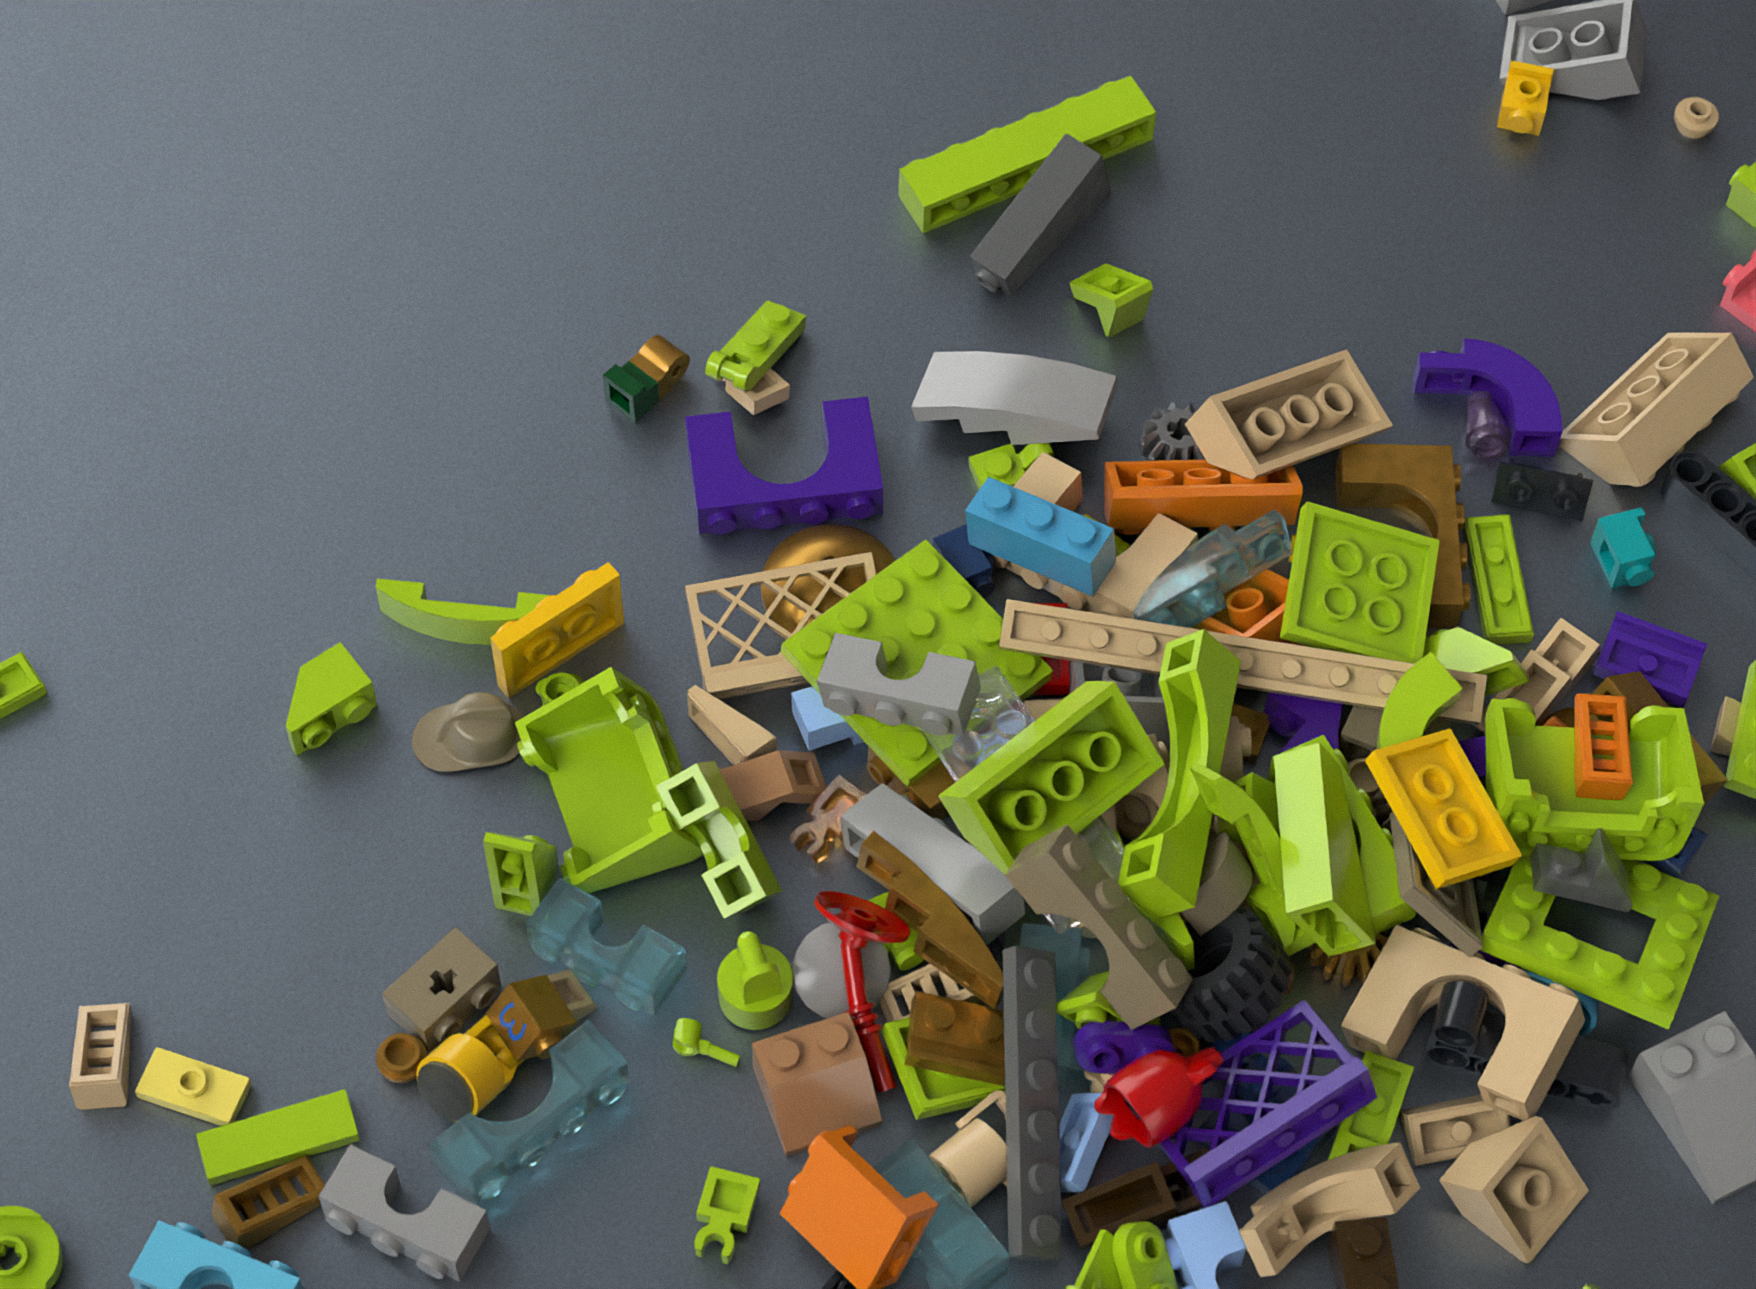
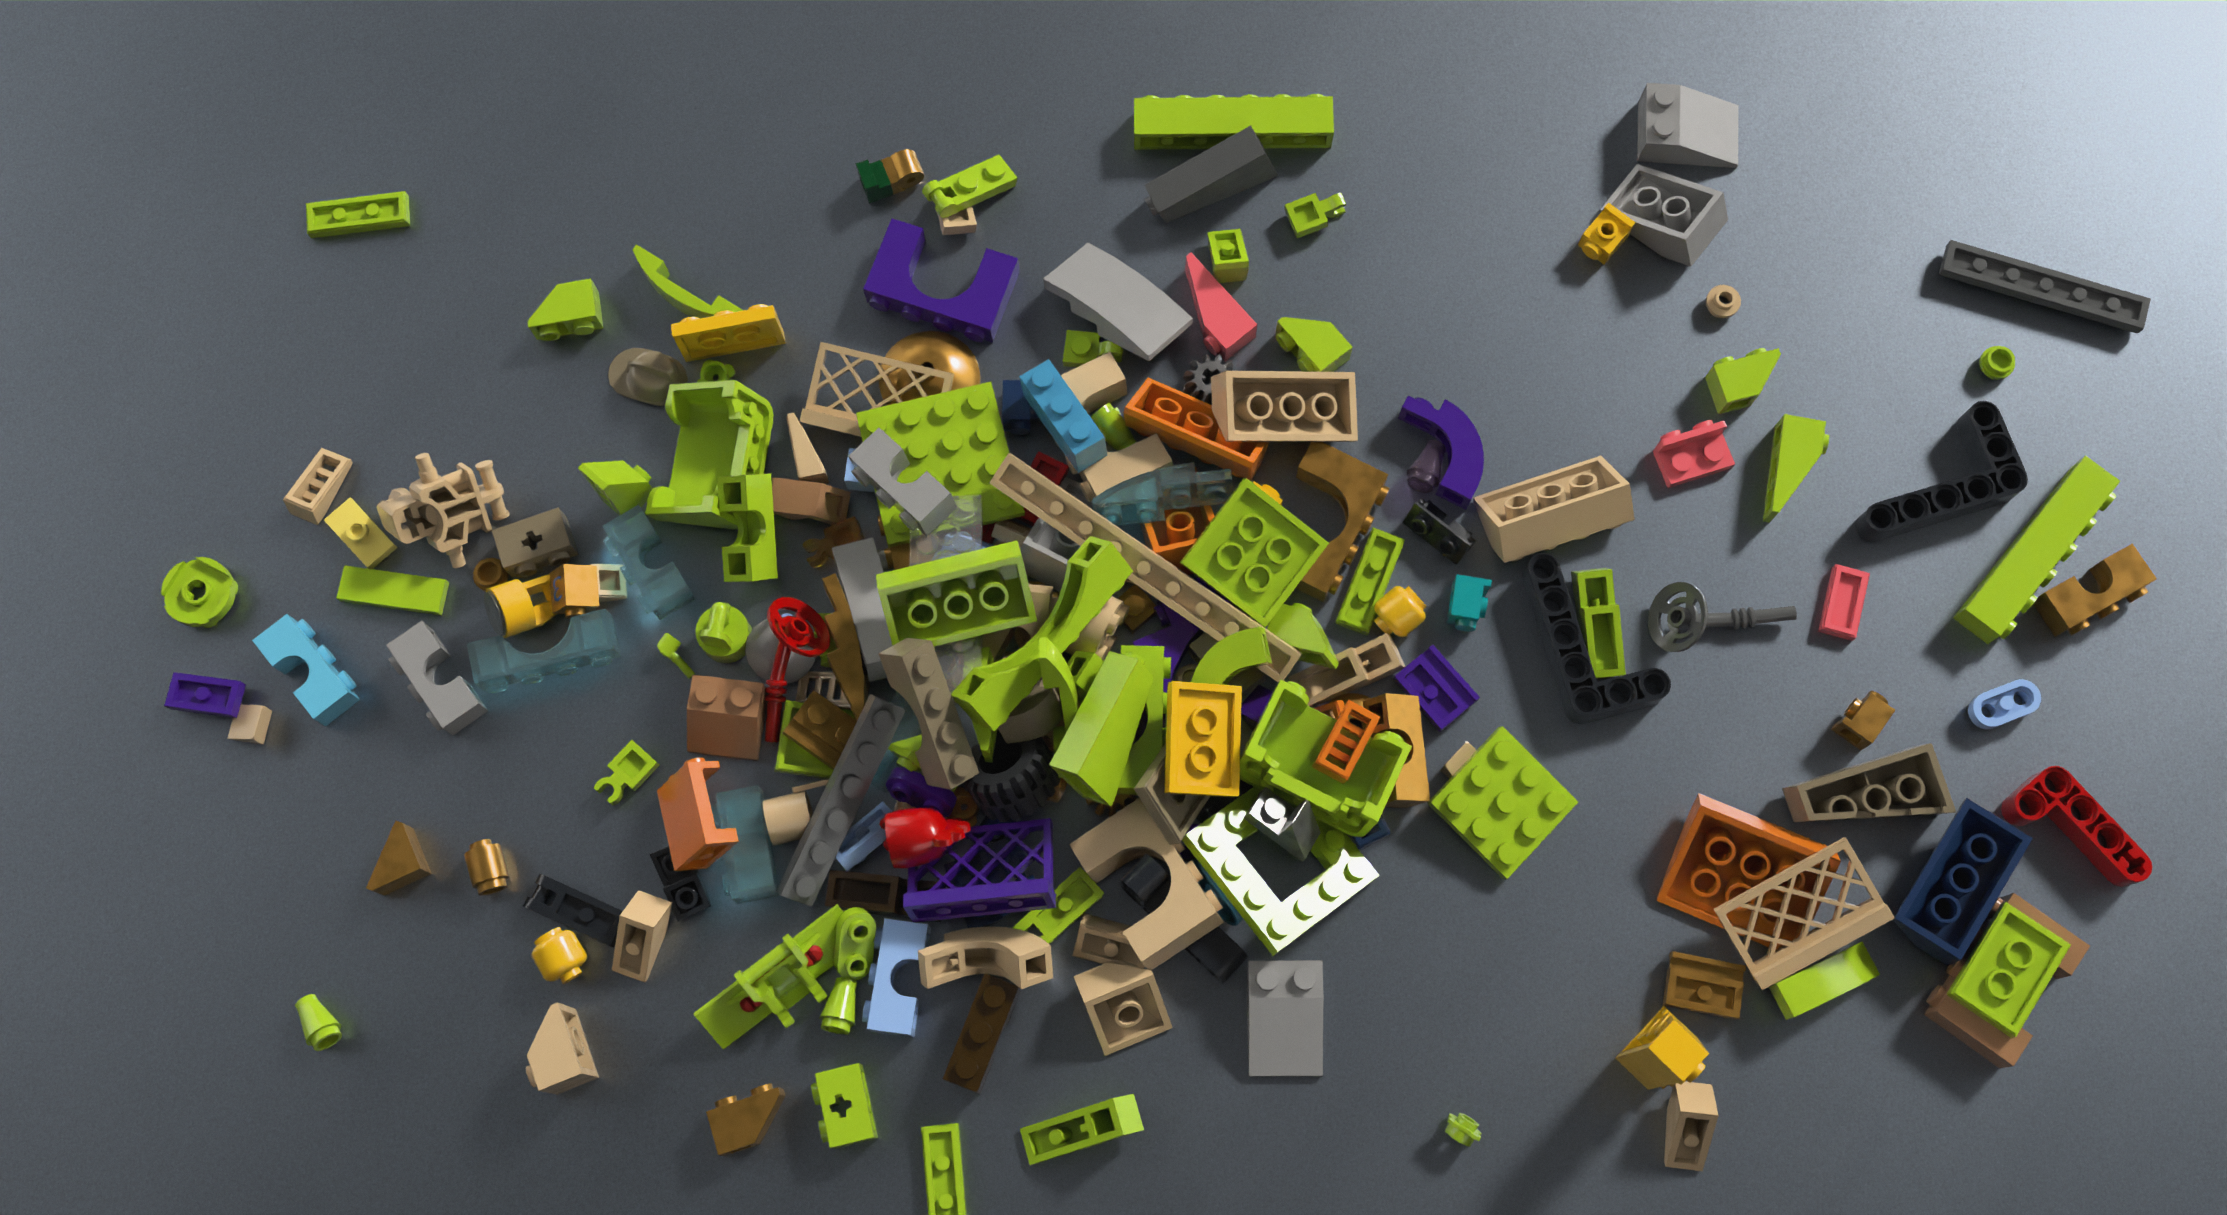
camera: 30 degrees right, 15 degrees up
(277, 1216) = (352, 619): pearl gold slope -> none
(302, 994) = (444, 507): none -> tan piece
(1146, 365) = (1221, 319): none -> coral slope
(1178, 214) = (1311, 215): none -> lime plate
(1268, 345) = (1313, 343): none -> lime slope
(1556, 591) = (1399, 611): none -> yellow head

